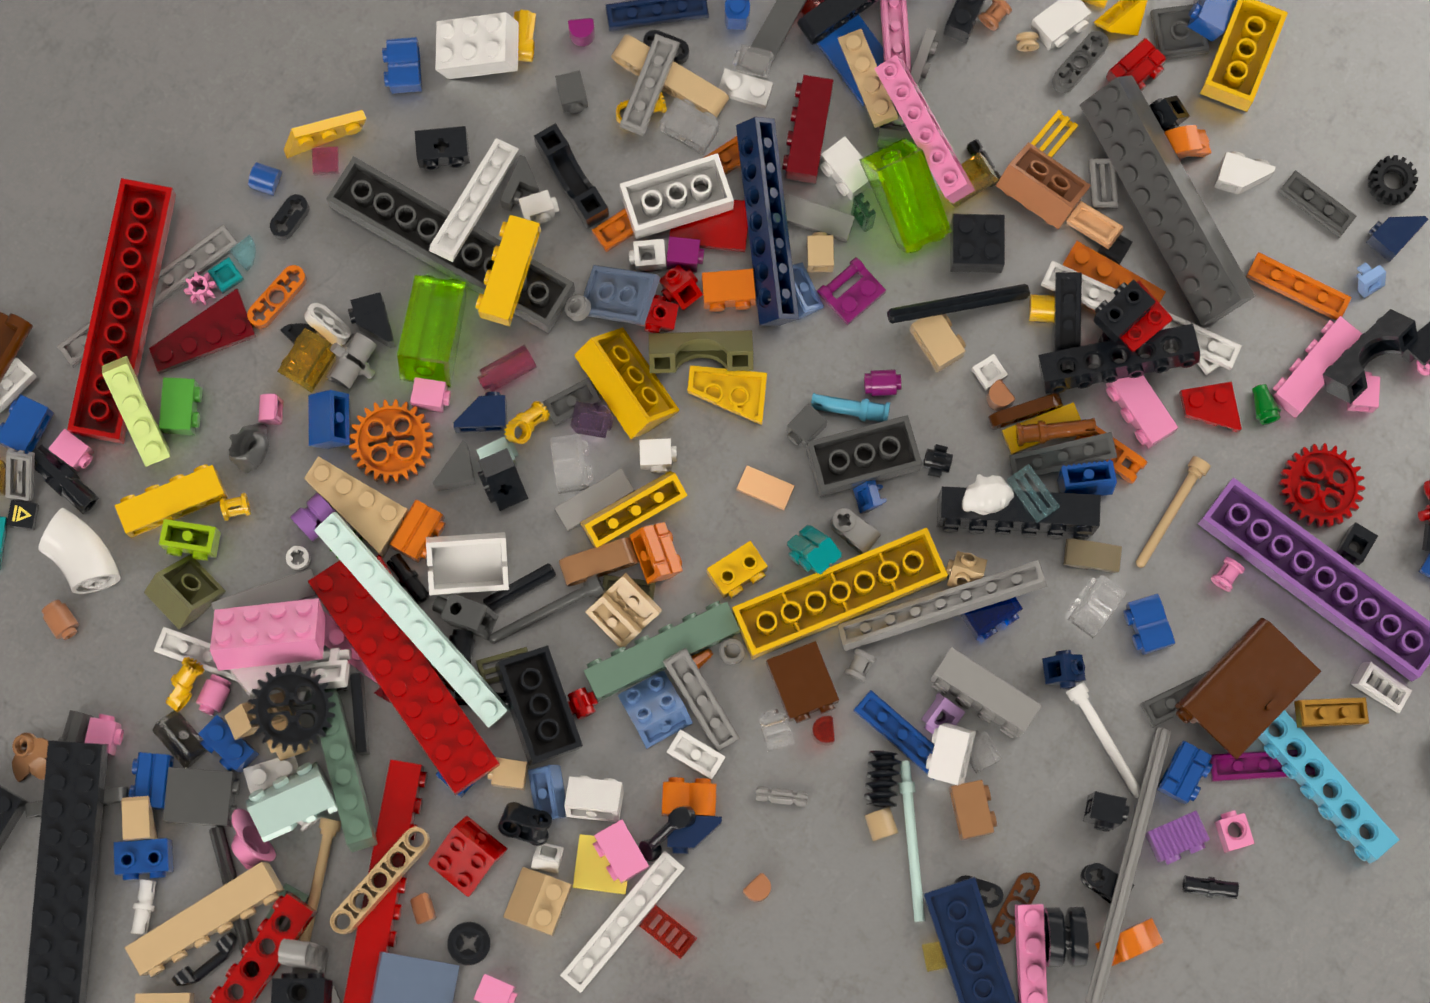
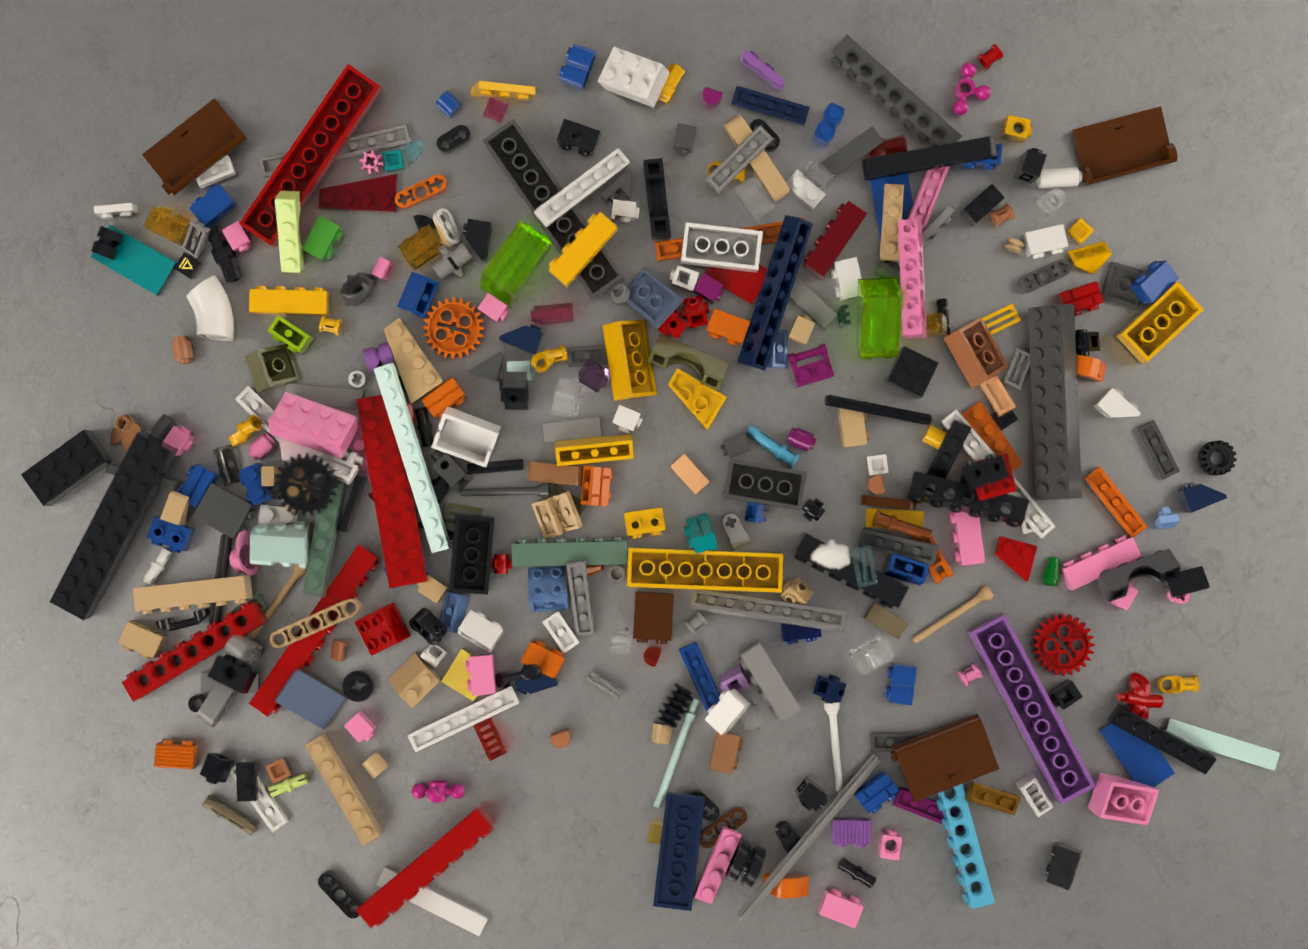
camera: 25 degrees right, 10 degrees up
(1212, 941) = (840, 908): none -> bright pink brick

